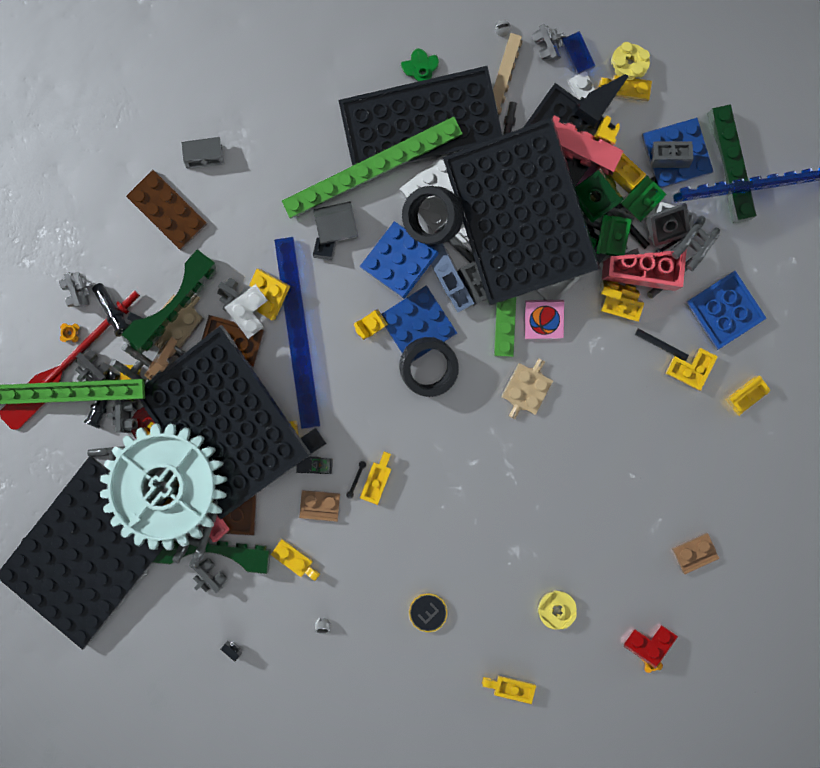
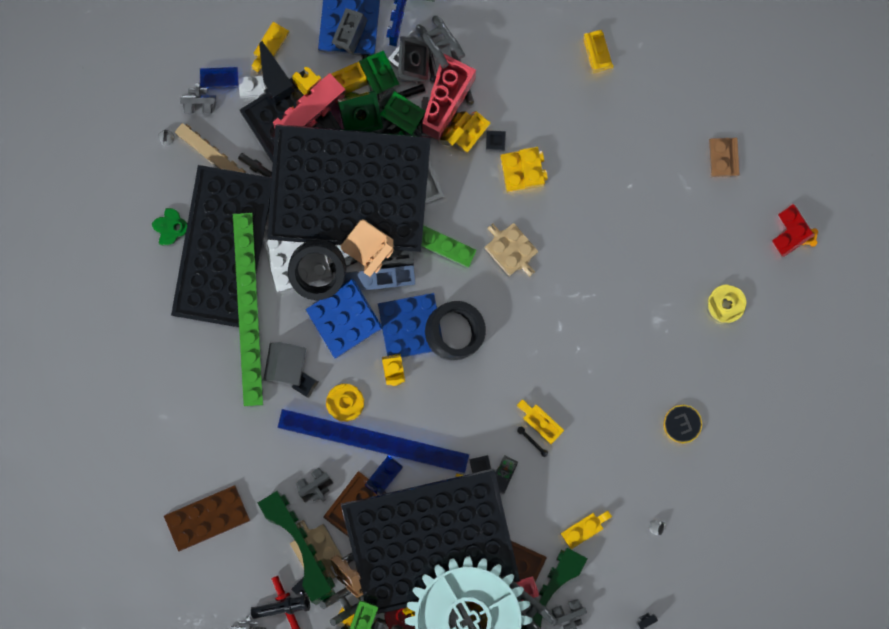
camera: 70 degrees left, 5 degrees down
(202, 152) = (167, 462): dark grey hinge -> none
(242, 310) = (330, 481): white plate -> none
(268, 355) = (384, 475): none -> clear blue plate
(273, 290) = (325, 447): yellow plate -> none
(319, 505) = (543, 485): medium nougat plate -> none
(323, 292) = (345, 402): none -> yellow tile
(473, 253) = (368, 246): none -> light nougat bracket
(511, 688) = (782, 375): yellow plate -> none
(544, 319) = (453, 207): tile -> none
(607, 370) = (523, 169): none -> yellow plate
(623, 333) = (495, 140): none -> black plate
(635, 53) = (240, 26): light yellow plate -> none
(661, 344) = (520, 110): black bar -> none
(695, 373) = (559, 91): yellow plate -> none
(726, 310) = (511, 39): blue plate -> none

